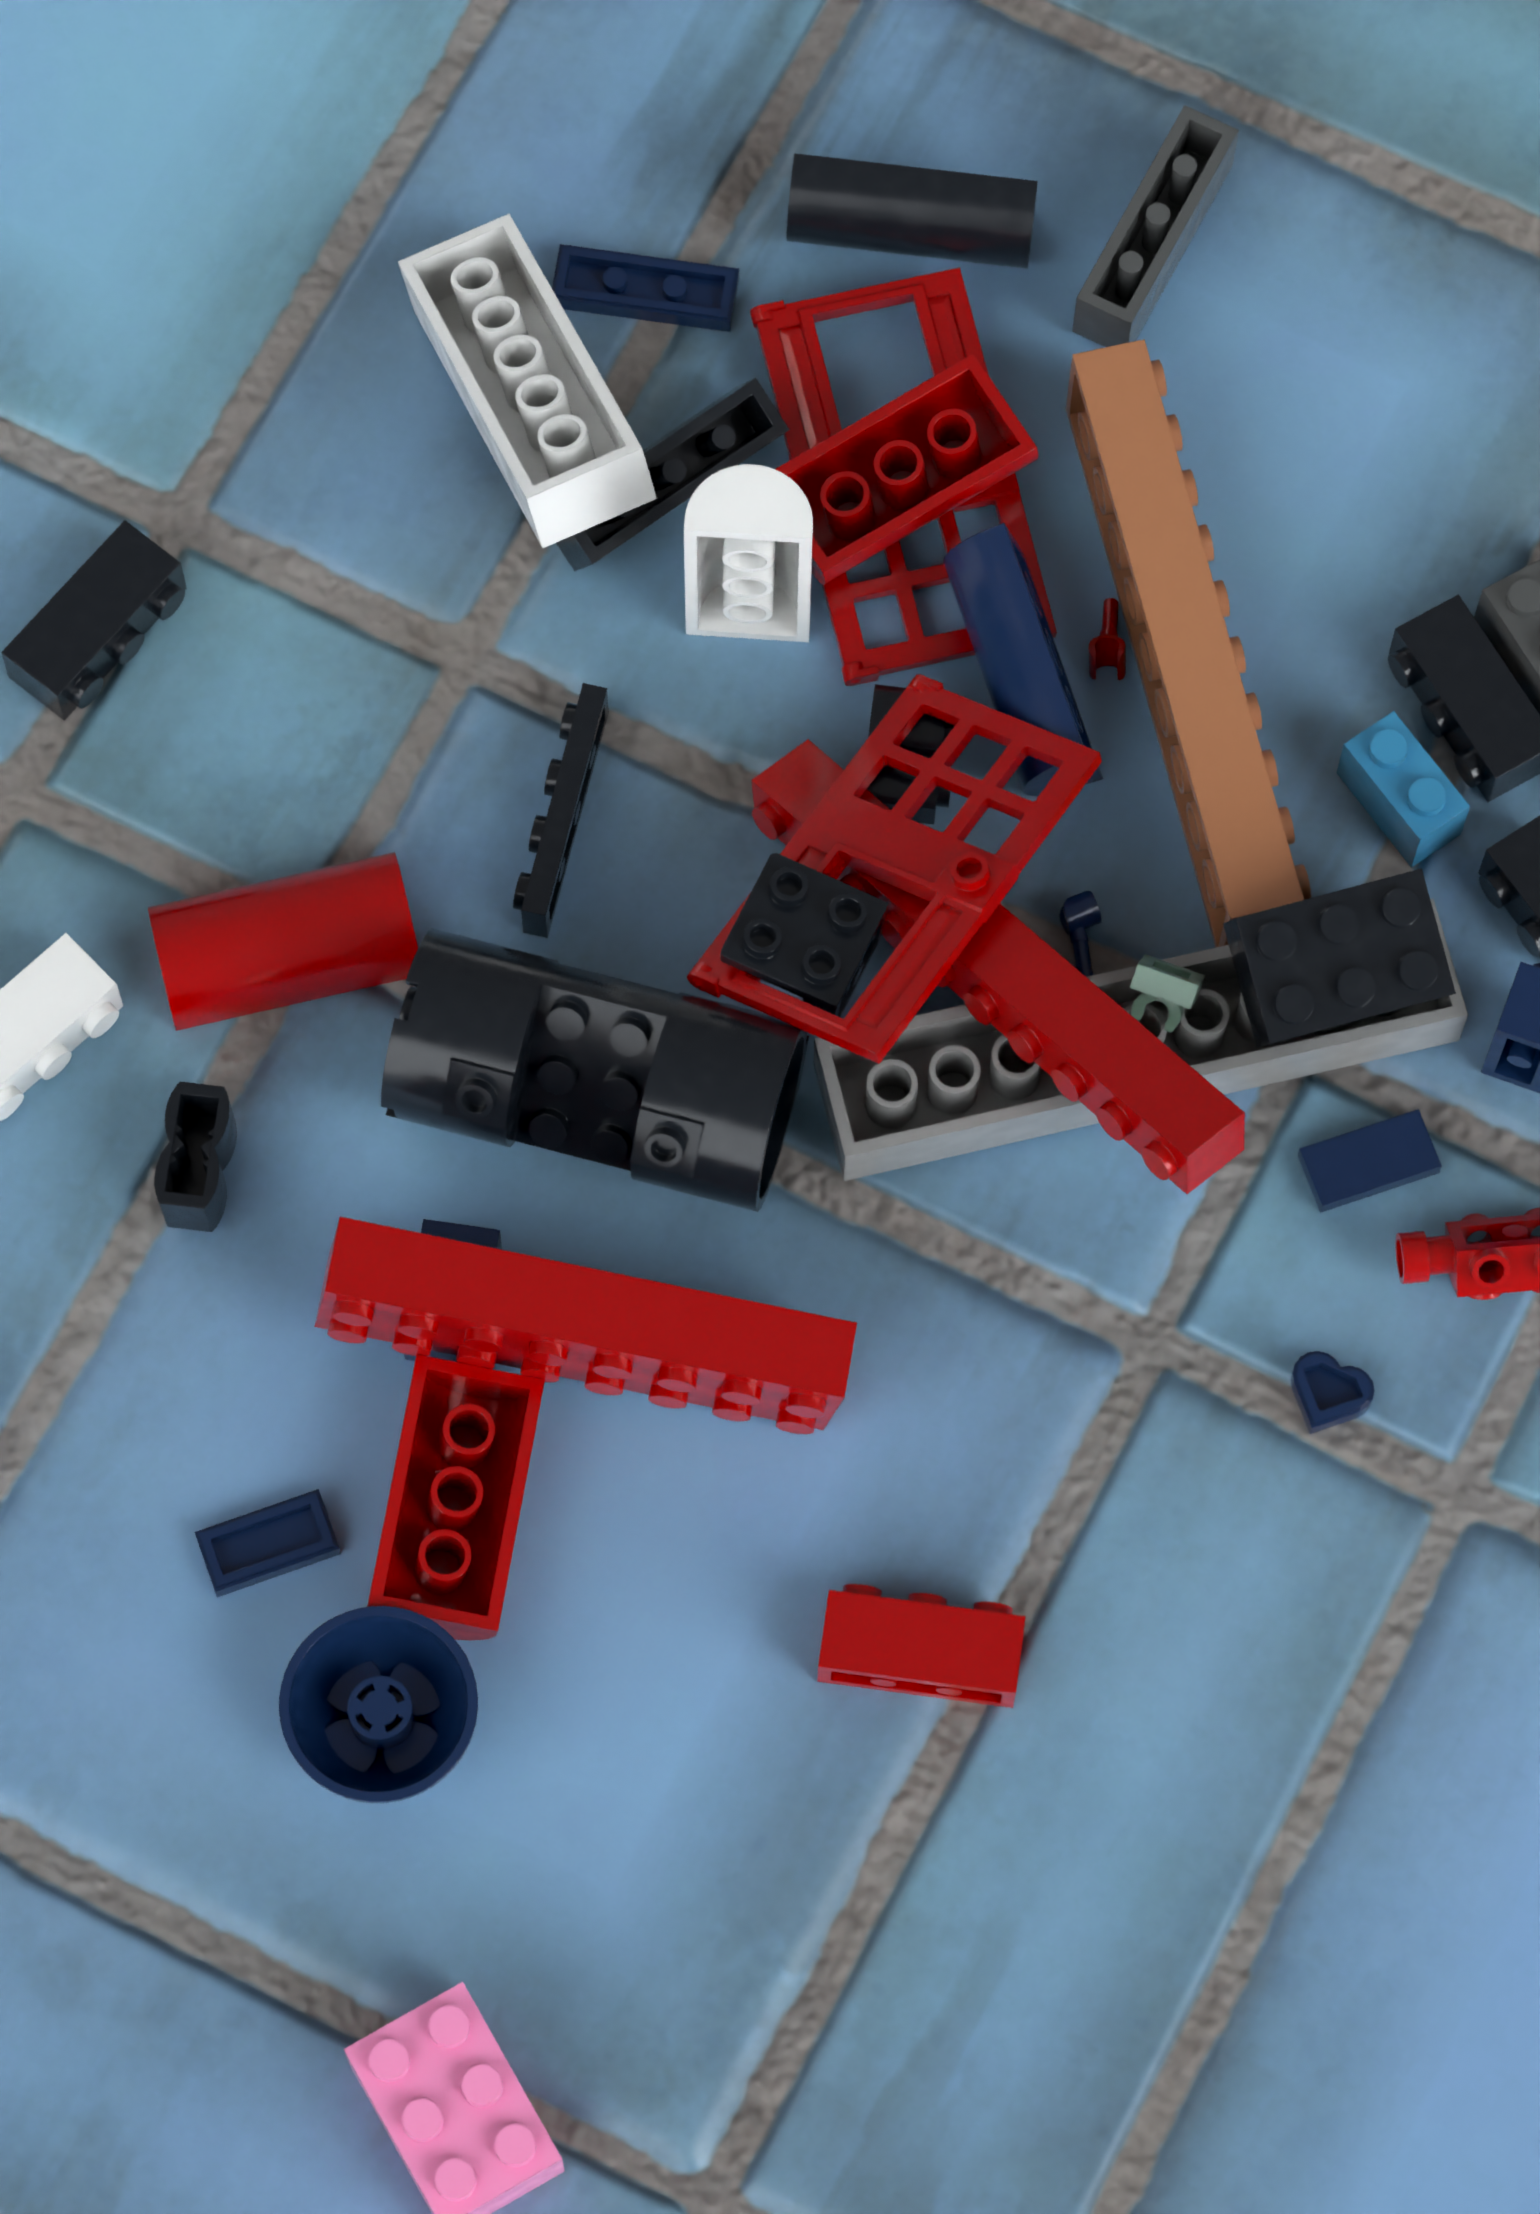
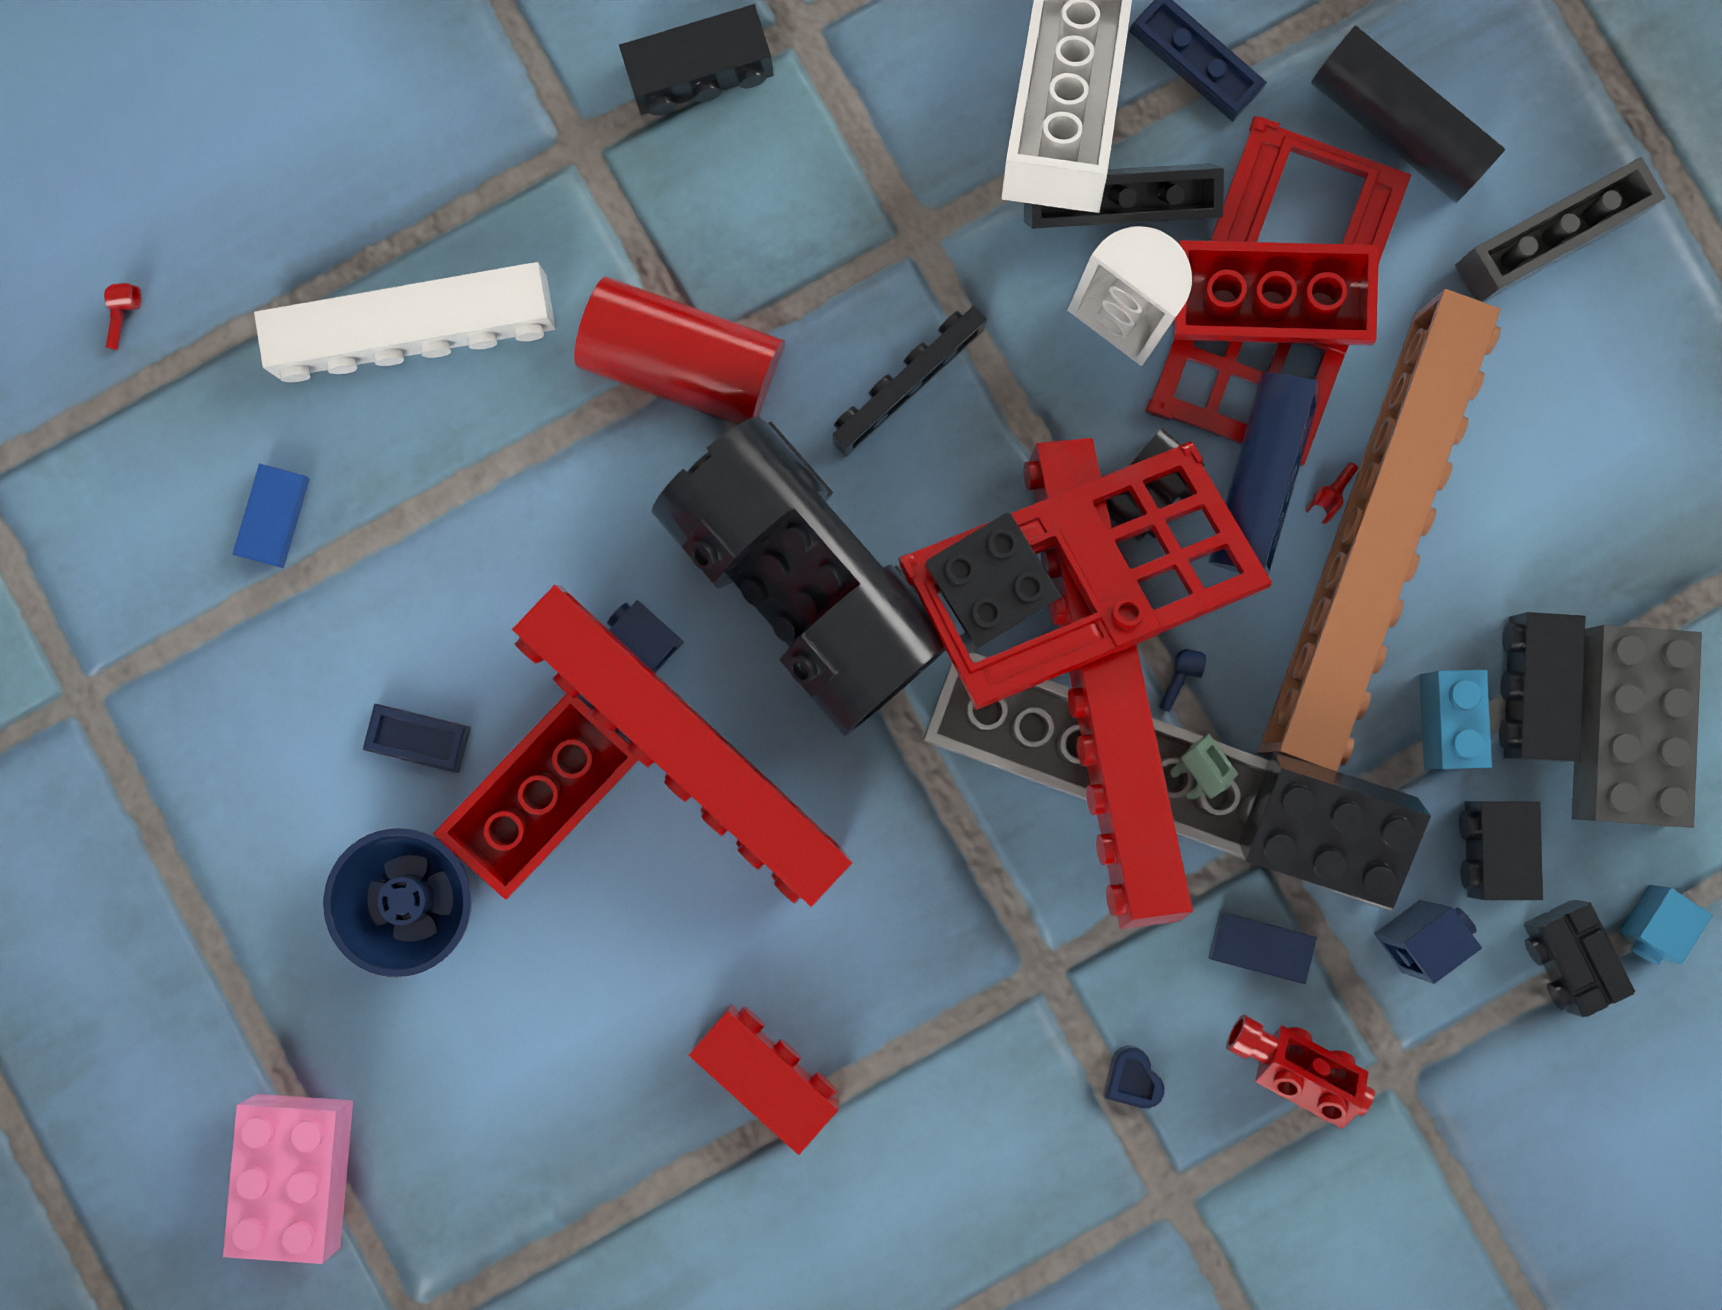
camera: 35 degrees right, 15 degrees up
(199, 1148) = (517, 472): black brick -> none

